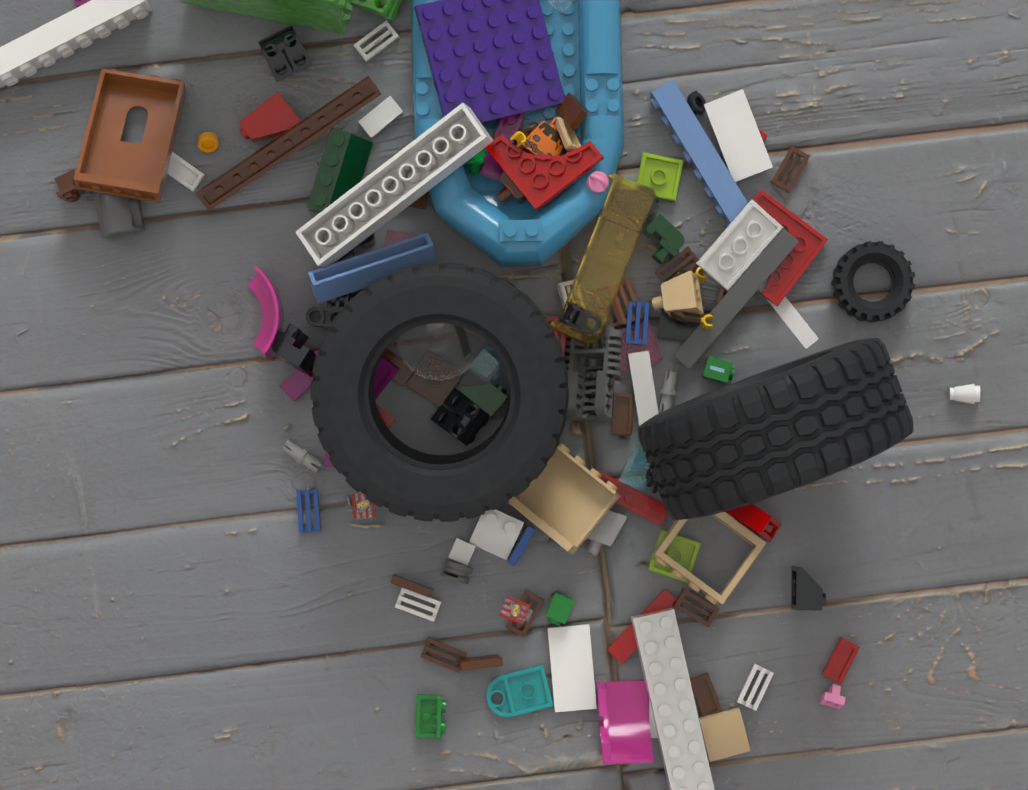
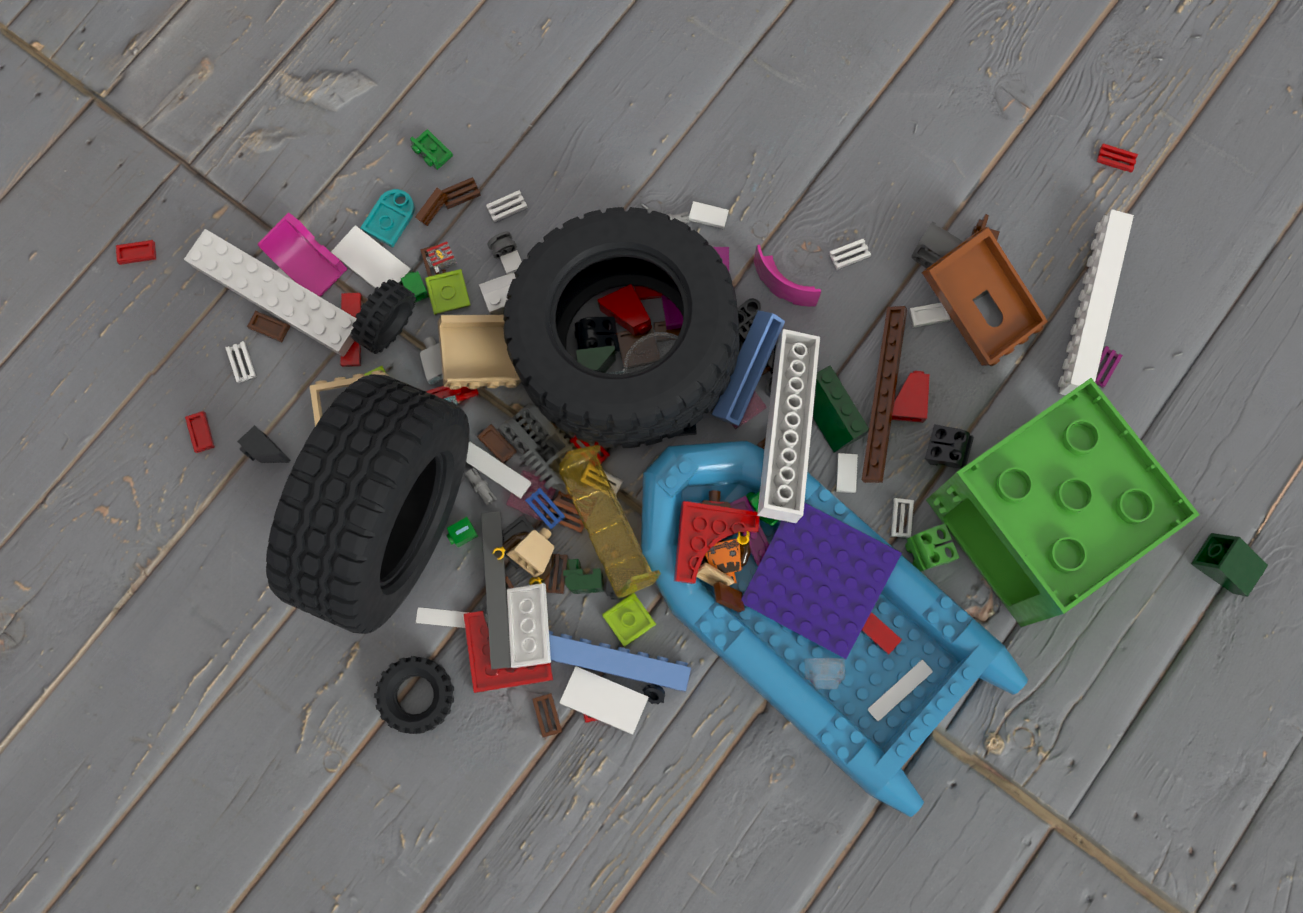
camera: 135 degrees right, 10 degrees down
(173, 275) = (864, 248): none -> white tile
(208, 142) = (934, 347): light orange tile -> none
(266, 430) = (708, 215): none -> white tile
(291, 348) = (745, 271): black hips -> none
(308, 510) = (620, 184): blue tile -> none
(411, 585) = (521, 211): reddish brown tile -> none
(414, 415) = (626, 309): none -> red slope
(521, 545) = (477, 297): blue tile -> none
(537, 578) = (447, 291): none -> lime tile
(579, 318) = (584, 468): black piece -> none
(597, 182) = (662, 561): bright pink tile -> none
(612, 599) = (383, 316): none -> black tyre
(680, 598) = (340, 360): reddish brown tile -> none
(724, 734) = (232, 314): tan slope -> none
(833, 697) = (182, 403): bright pink tile -> none
(965, 393) = (278, 685): white cone -> none

